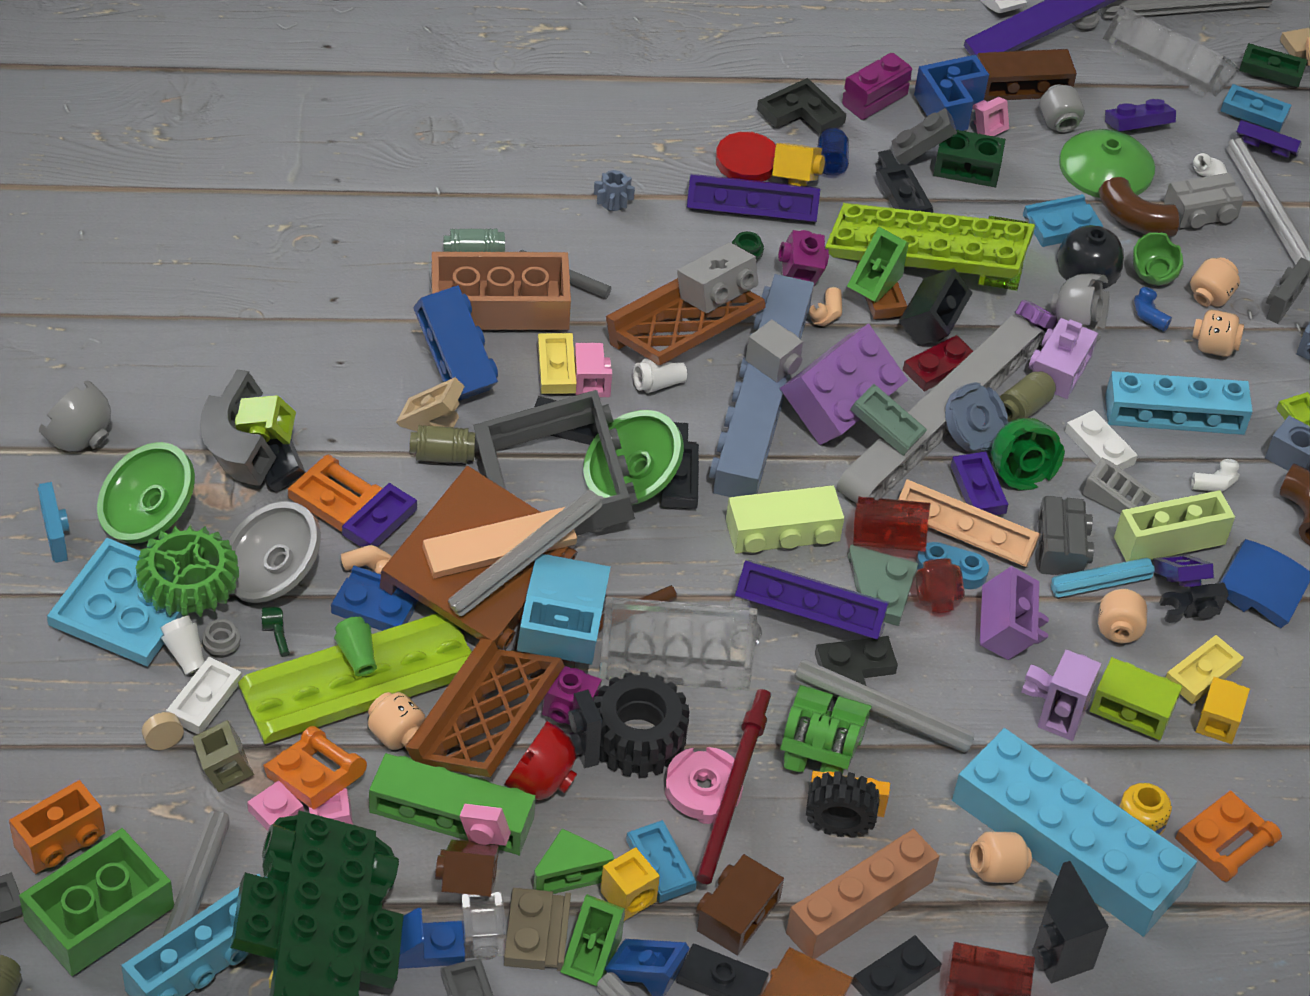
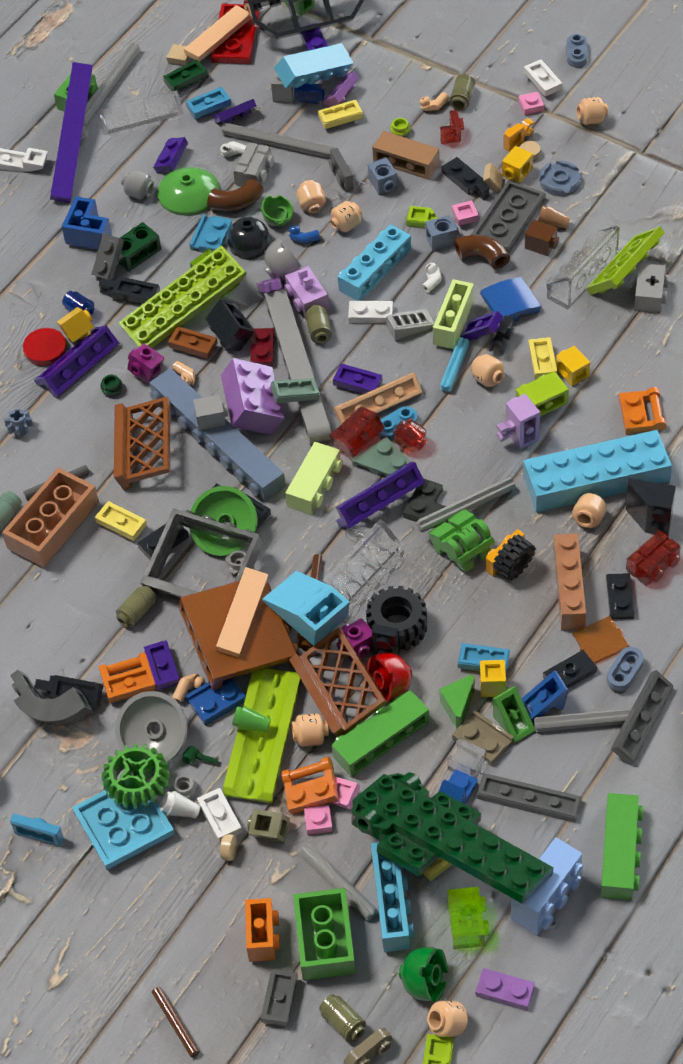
camera: 45 degrees left, 5 degrees up
(146, 492) = (44, 766): bright green dish -> none
(266, 417) = (57, 680): lime brick -> none
(432, 406) = (106, 597): tan slope -> none
(456, 341) = (77, 558): blue brick -> none
(468, 868) = (434, 743): reddish brown brick -> none
(485, 824) = (415, 721): bright pink plate -> none
(524, 553) = (262, 603): light grey axle -> none
(592, 369) = (141, 505): bright pink brick -> none
(652, 377) = (168, 482): white cone -> none
(683, 789) = (450, 624): bright pink plate -> none
(717, 277) = (136, 408): light grey brick -> none
(739, 903) = (536, 638): reddish brown brick -> none
(752, 727) = (437, 569): dark red bar -> none
(803, 101) = (28, 295): pearl dark grey plate -> none
(877, 86) = (49, 255): magenta brick -> none
(880, 265) = (186, 331): bright green slope -> none
(975, 416) = (316, 353): sand blue tile -> none
(991, 116) = (116, 219): bright pink tile -> none
(1011, 613) = (452, 416): medium lavender brick -> none
(1026, 73) = (100, 181): reddish brown brick -> none
(1027, 453) = (356, 345): green cylinder -> none
(1064, 535) = (417, 359): dark grey brick -> none
(1148, 805) = (607, 430): yellow head -> none

